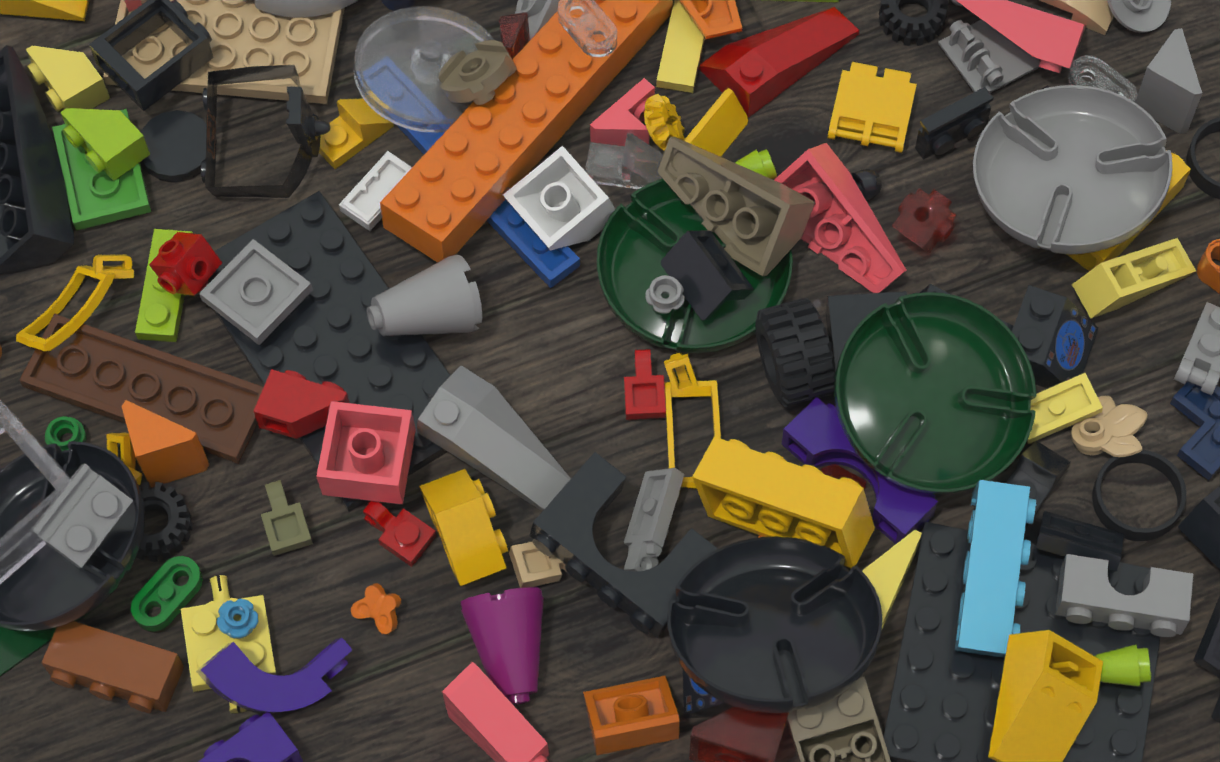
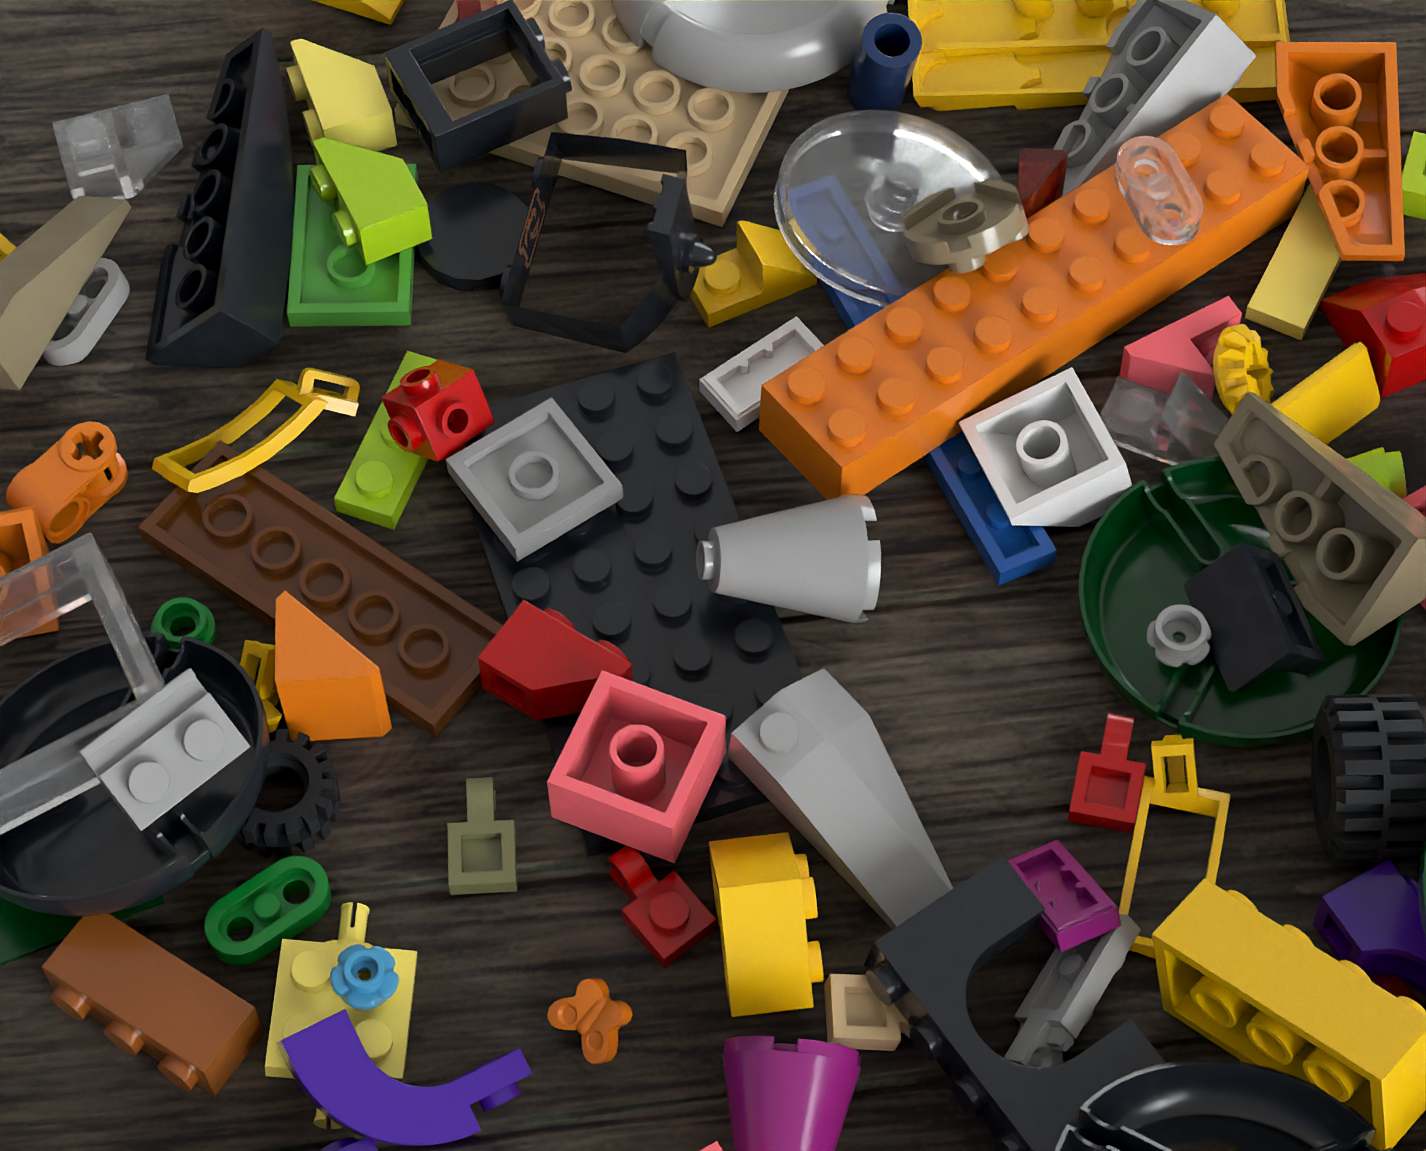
camera: 15 degrees right, 5 degrees down
(639, 465) = (1072, 900): none -> magenta plate

